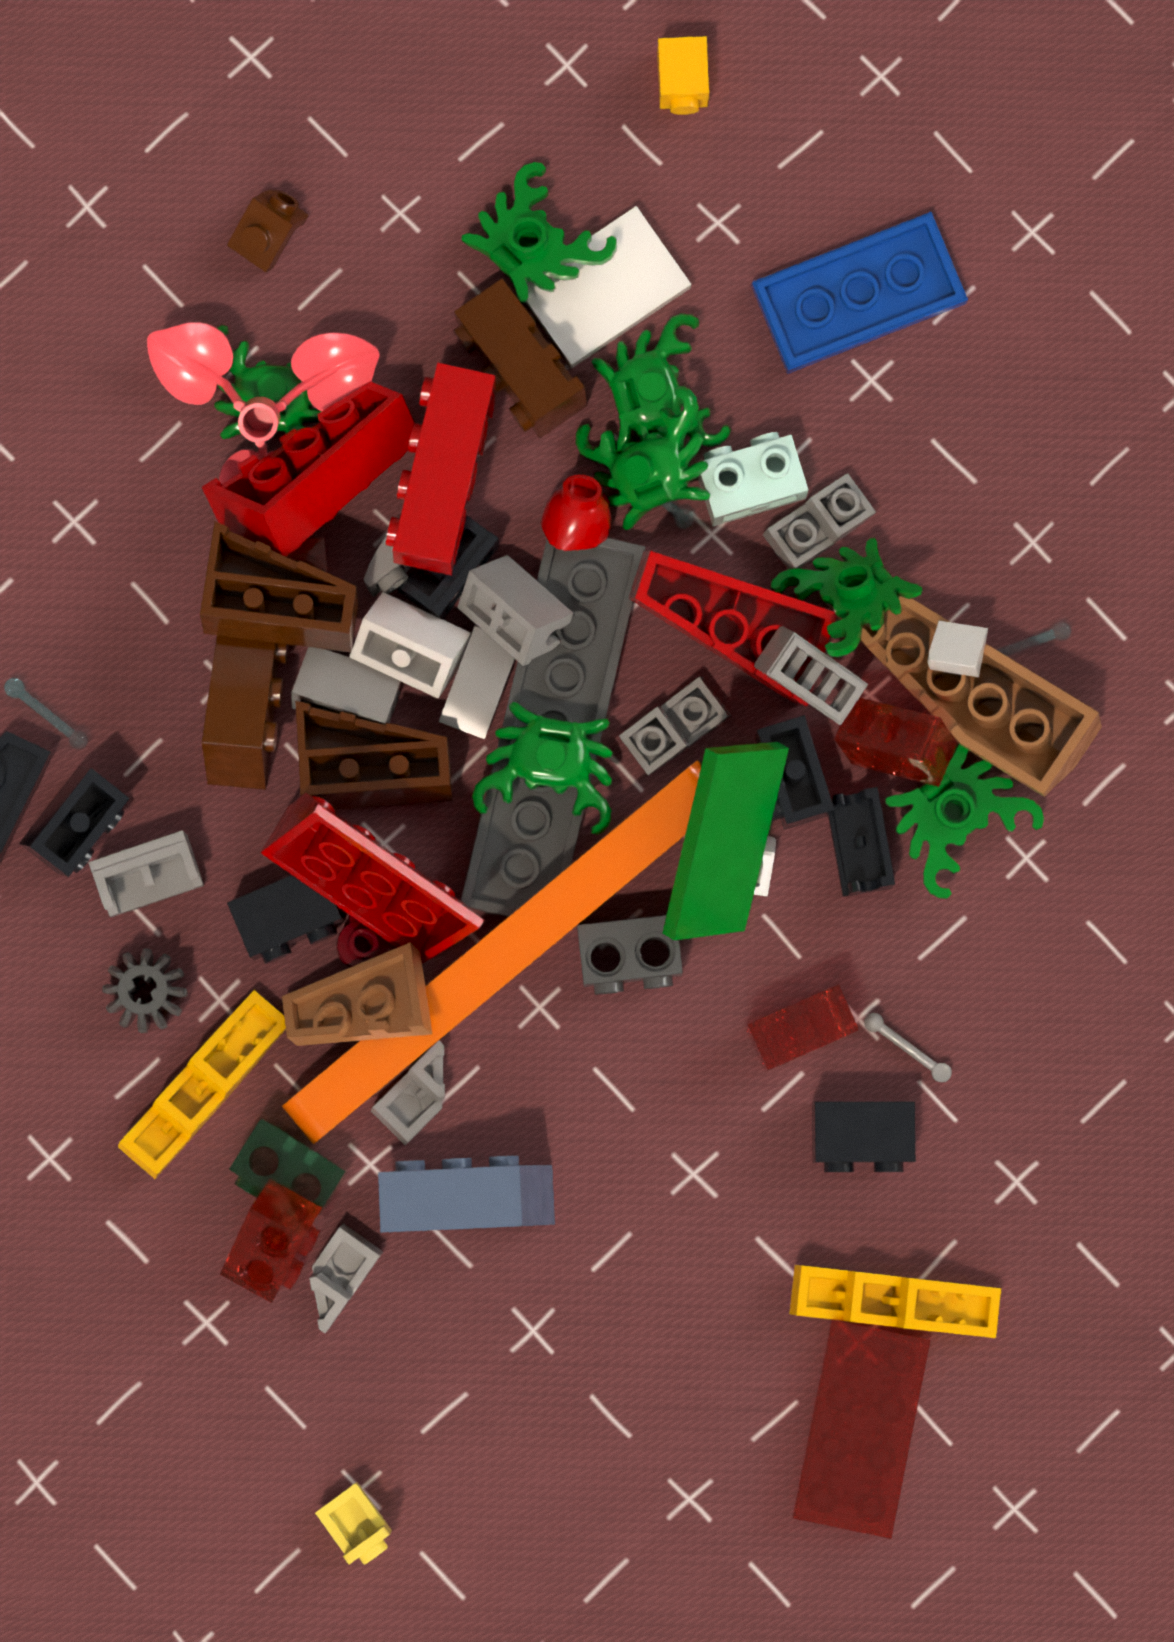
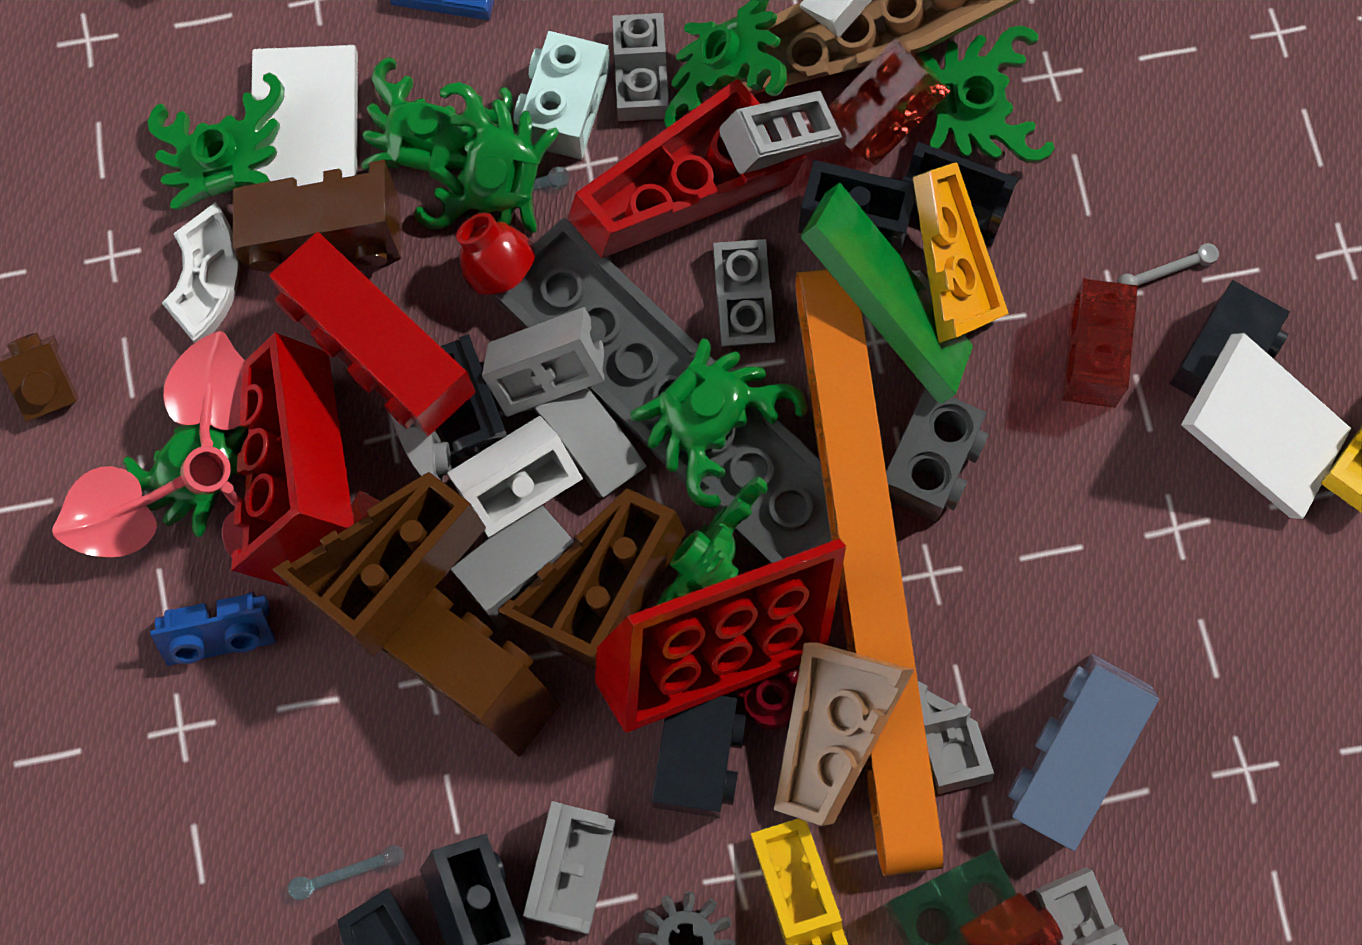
camera: 55 degrees left, 10 degrees down
(143, 482) = (190, 635): none -> blue hinge
(430, 300) = (207, 276): none -> white tile
(432, 829) = (709, 552): none -> green animal
(797, 875) = (956, 256): none -> light orange wing
(807, 1195) = (1266, 426): none -> white tile

